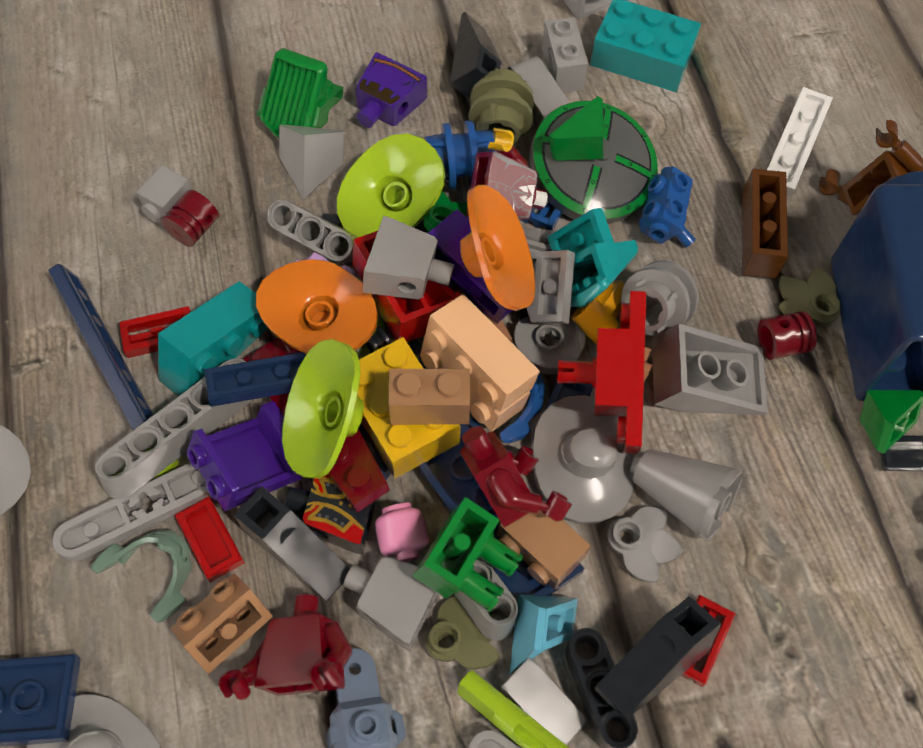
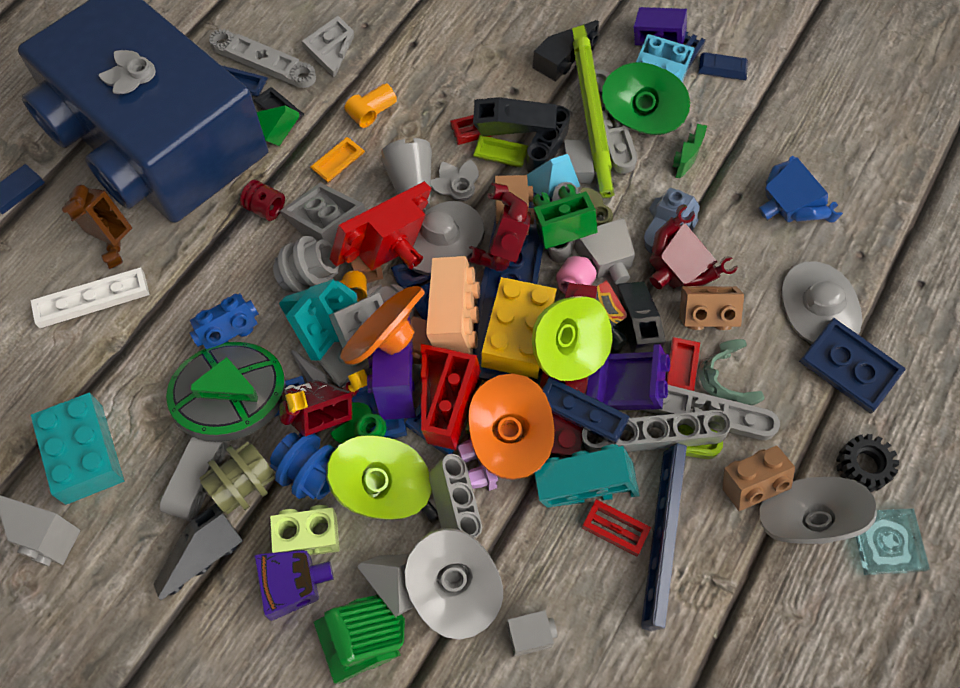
camera: 135 degrees left, 0 degrees up
(38, 476) = (758, 477): none -> medium nougat brick
(190, 218) = (529, 594): dark red piece -> none
(256, 170) = (453, 583): none -> light grey hat
(403, 262) = (441, 382): light grey torso -> none
(415, 114) = (304, 537): none -> yellowish green brick
(429, 396) = (509, 287): medium nougat brick -> none
(565, 53) = (137, 491): light grey brick -> none
(629, 627) = (500, 151): none -> lime tile
(764, 223) = (188, 260): reddish brown brick -> none
(784, 451) = (337, 159): none -> light orange tile
(809, 295) = (218, 215): olive plate -> none
(837, 540) = (365, 109): none -> light orange piece

